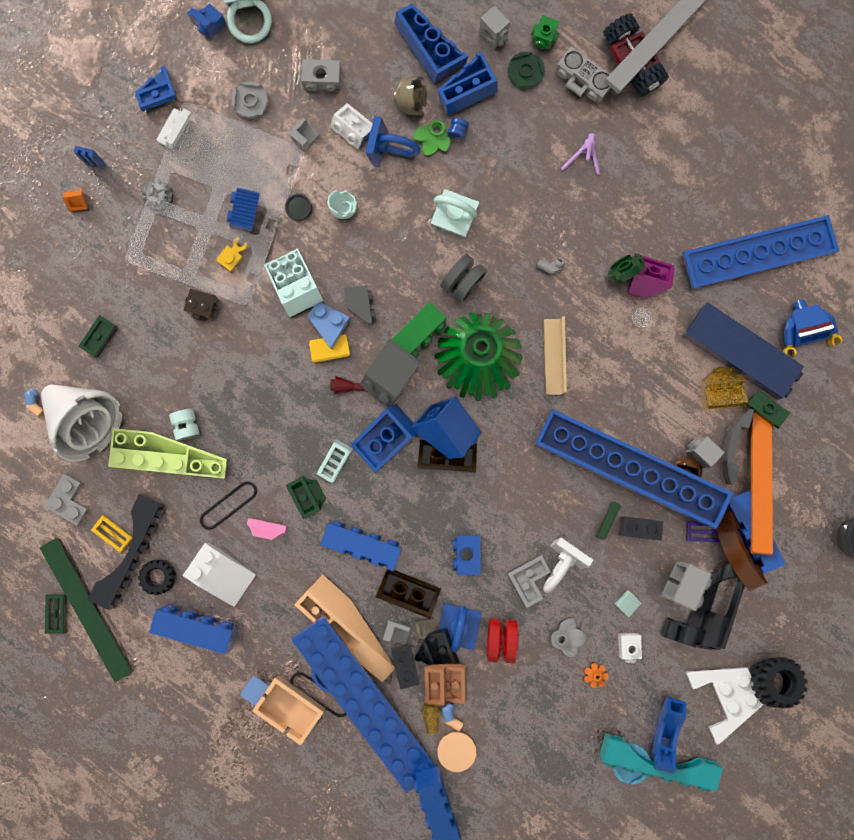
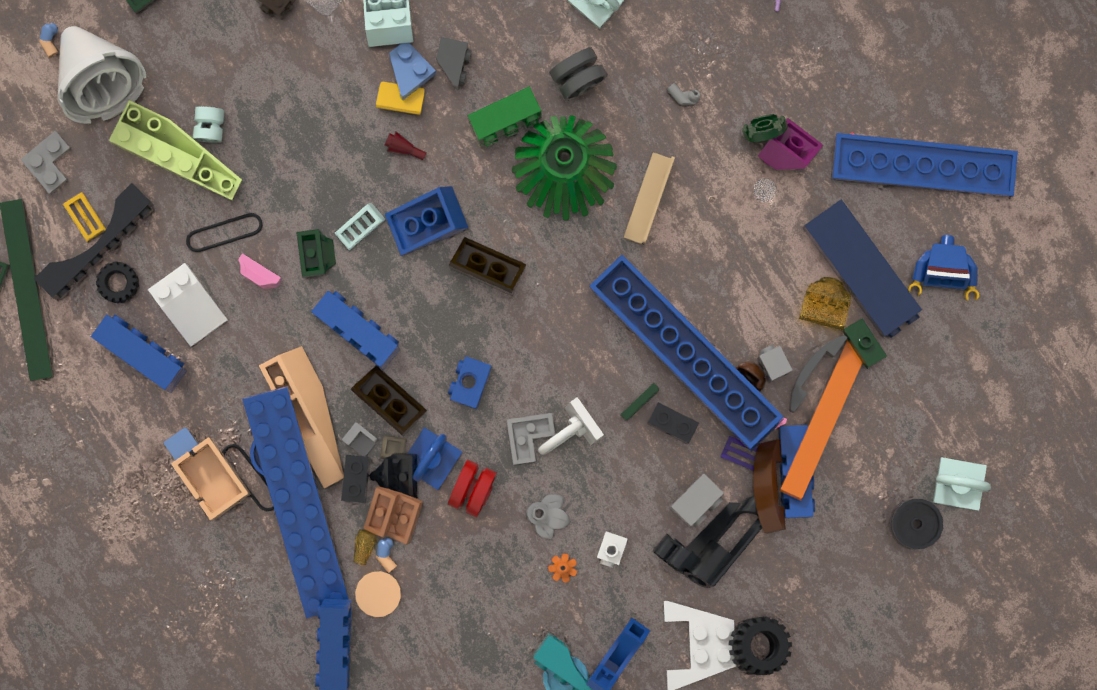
camera: 20 degrees right, 0 degrees up
(390, 373) = (456, 150): dark grey slope -> none
(448, 428) = (499, 234): blue slope -> none
(628, 603) = (628, 502): light aqua slope -> none

